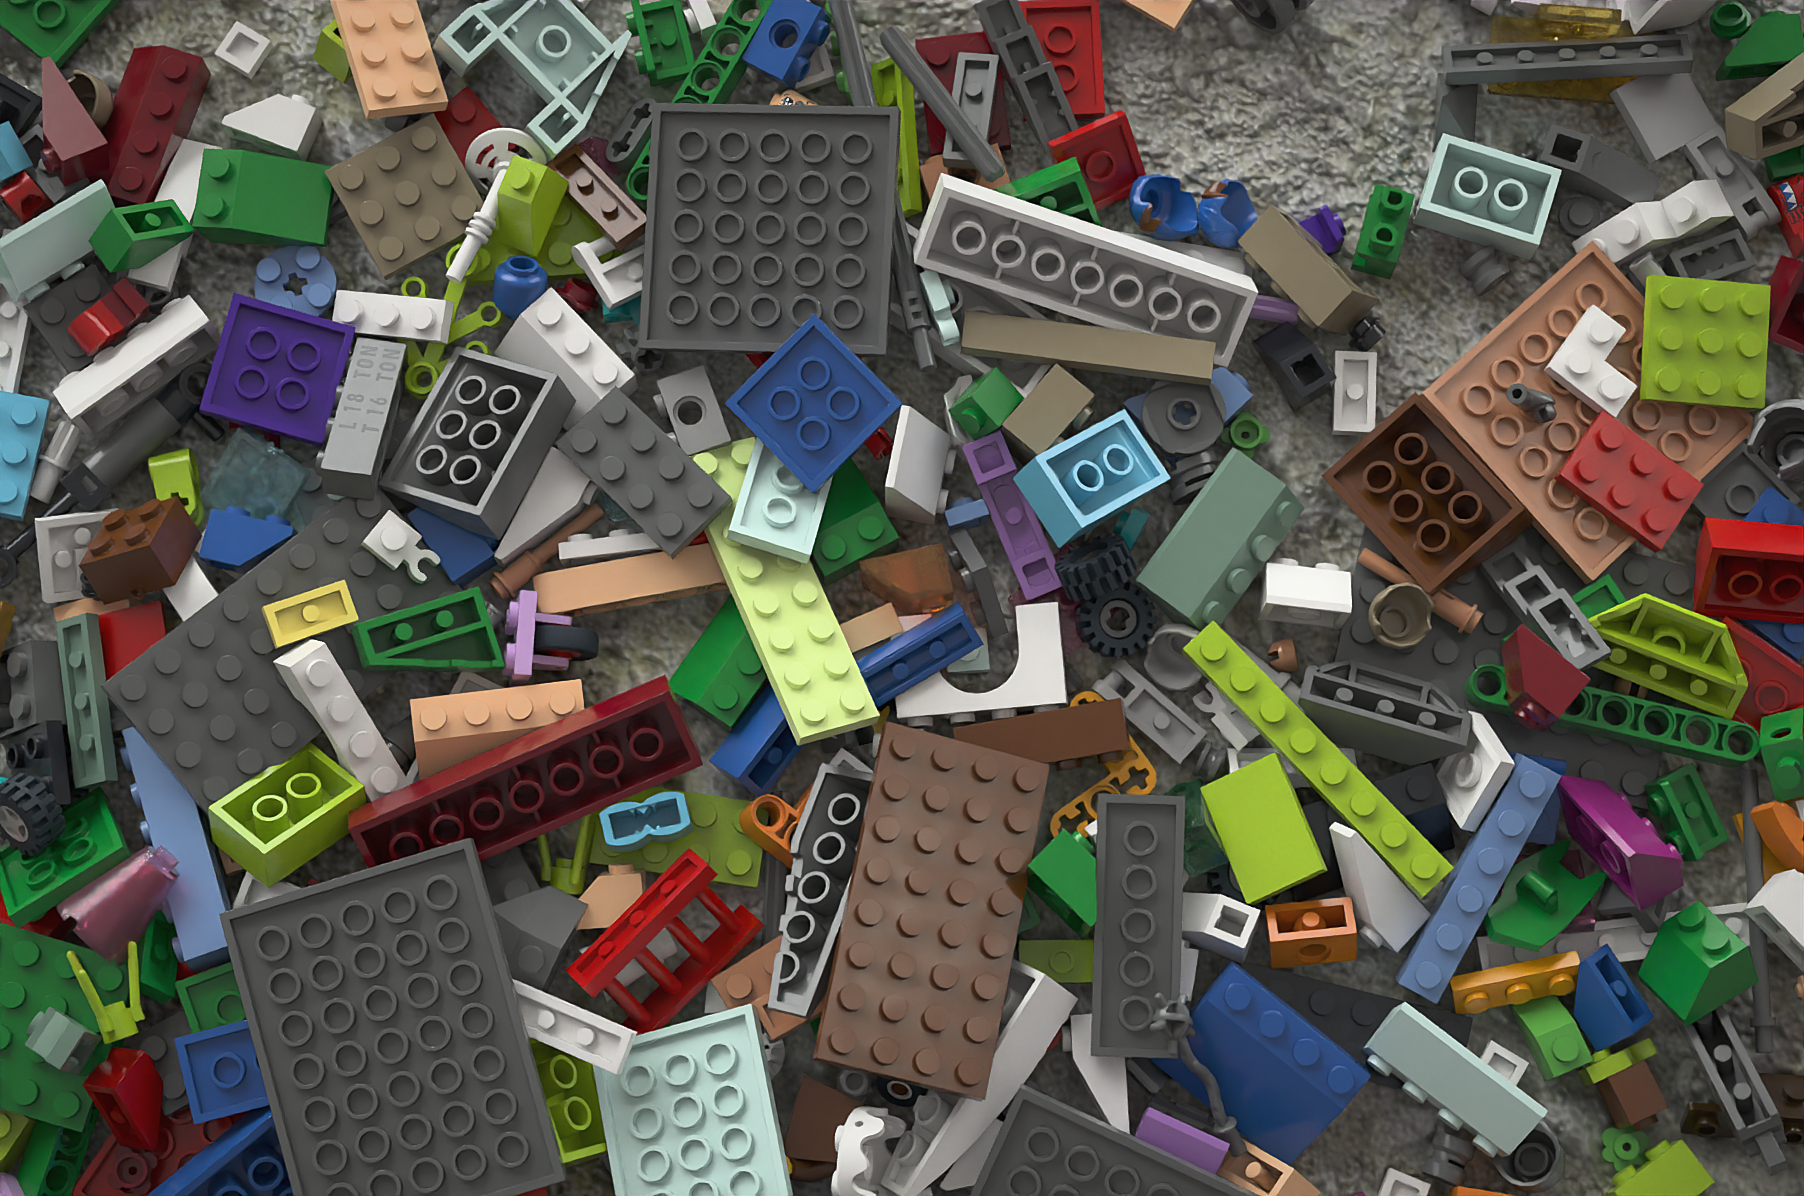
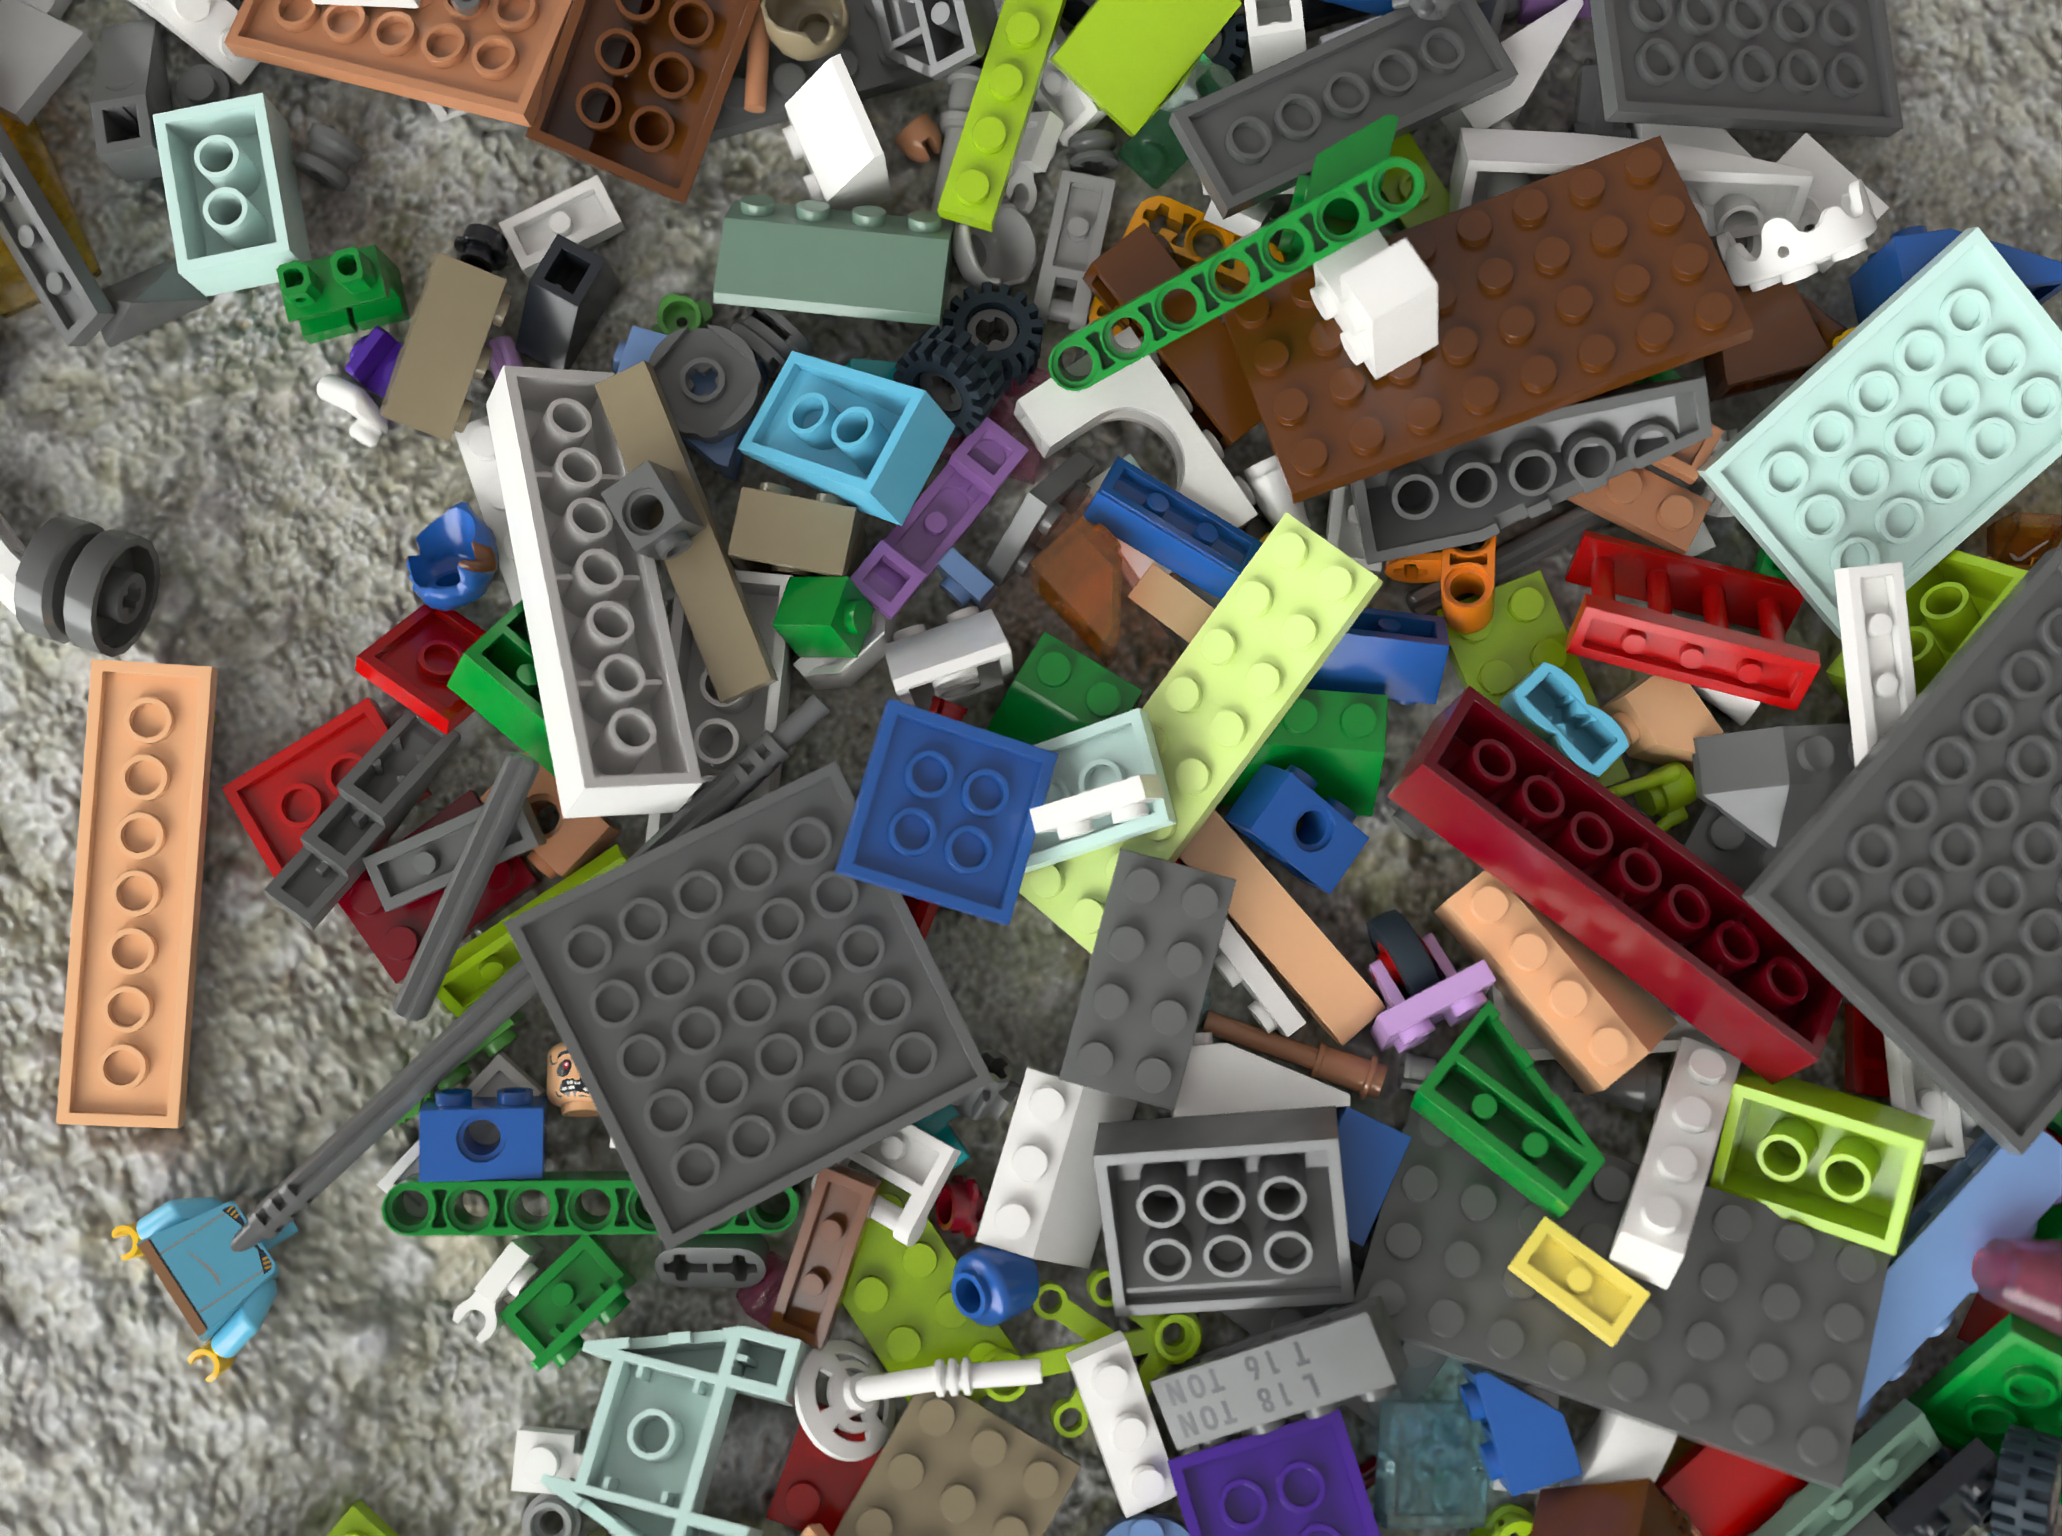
camera: 115 degrees left, 5 degrees up
(395, 543) = (1413, 1233): white plate -> none
(528, 204) = (886, 1335): lime slope -> none
(661, 632) = (1269, 817): none -> blue brick
(692, 392) = (997, 986): light grey brick -> none
(766, 478) = (1121, 799): none -> white plate
(938, 300) = (727, 740): light aqua plate -> none
(976, 835) = (1379, 300): none -> white brick
(1050, 778) = (1264, 271): none -> green beam
(1113, 315) = (633, 500): none -> dark grey brick
(1226, 213) = (422, 481): blue hair -> none
(1306, 203) = (357, 402): none -> white arm

